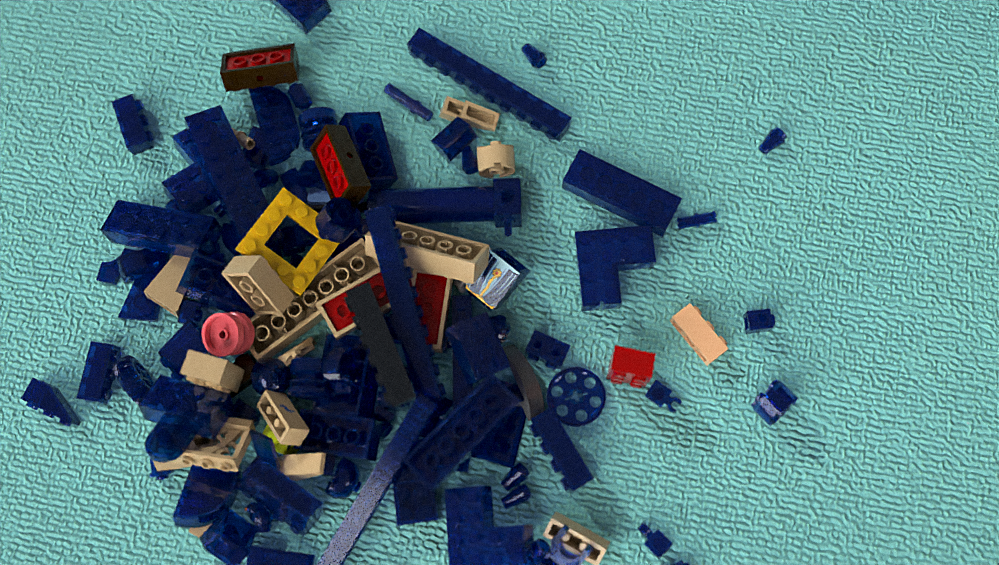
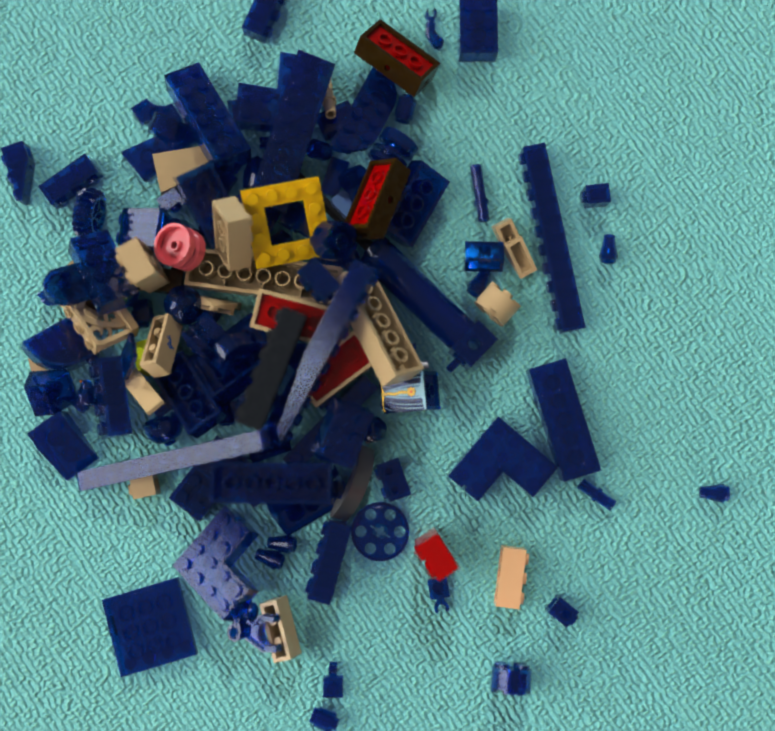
camera: 40 degrees right, 10 degrees up
(273, 34) = (430, 33): none -> clear blue arm
(354, 257) = (318, 280): none -> clear blue brick
(370, 539) = (144, 487): none -> tan brick
(489, 30) = (595, 195): none -> clear blue brick

